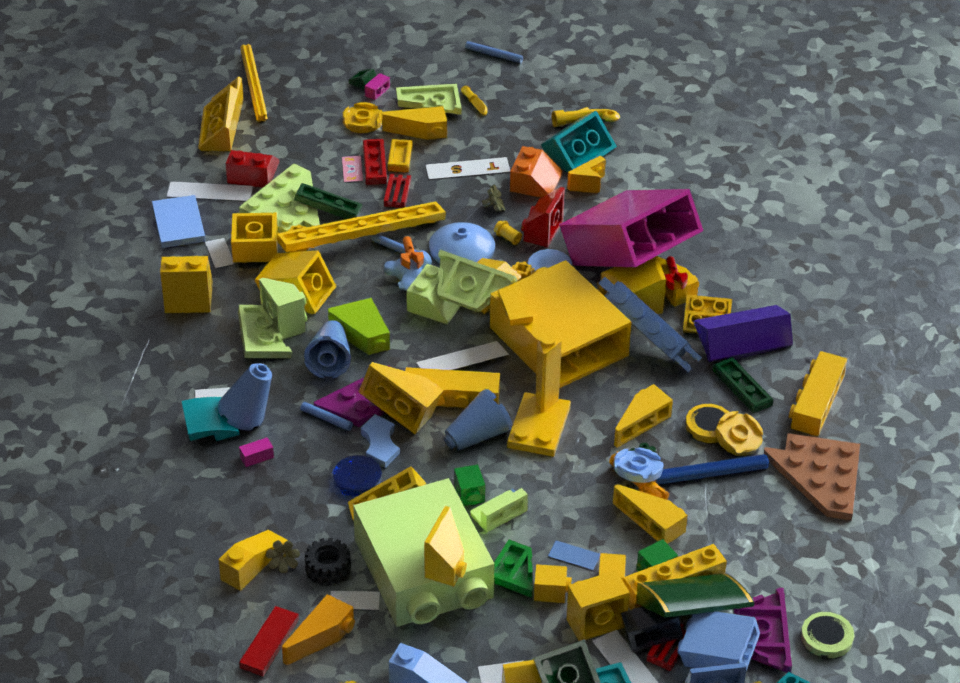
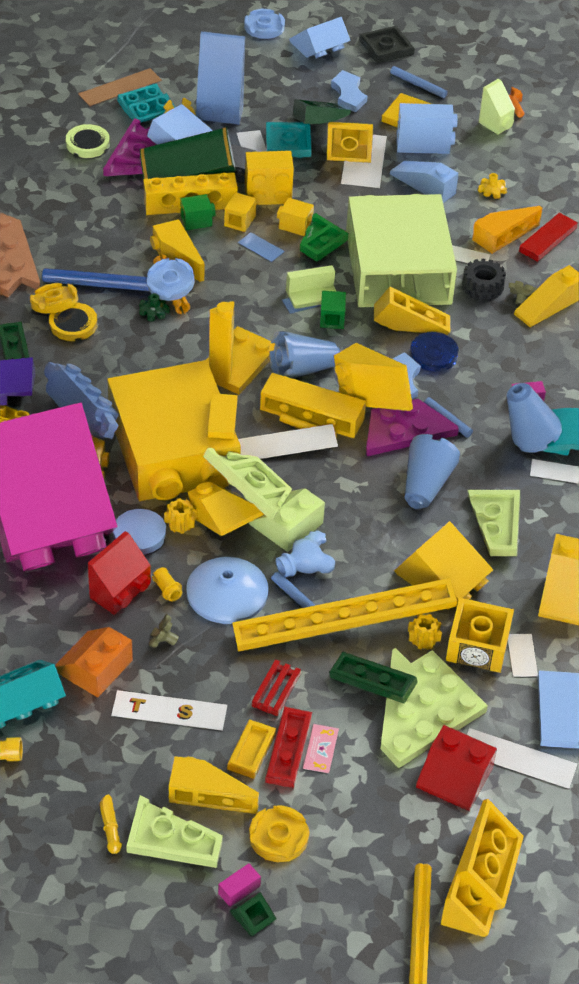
camera: 165 degrees left, 5 degrees up
(284, 306) = (471, 516): yellowish green slope -> none
(362, 325) = (384, 498): lime slope -> none
(405, 258) = (302, 549): orange bar -> none
(444, 551) = (395, 190): yellow slope -> none
(494, 52) = (37, 920): medium blue piece -> none
(587, 176) = (34, 638): yellow slope -> none
(645, 411) = (136, 335): yellow slope -> none

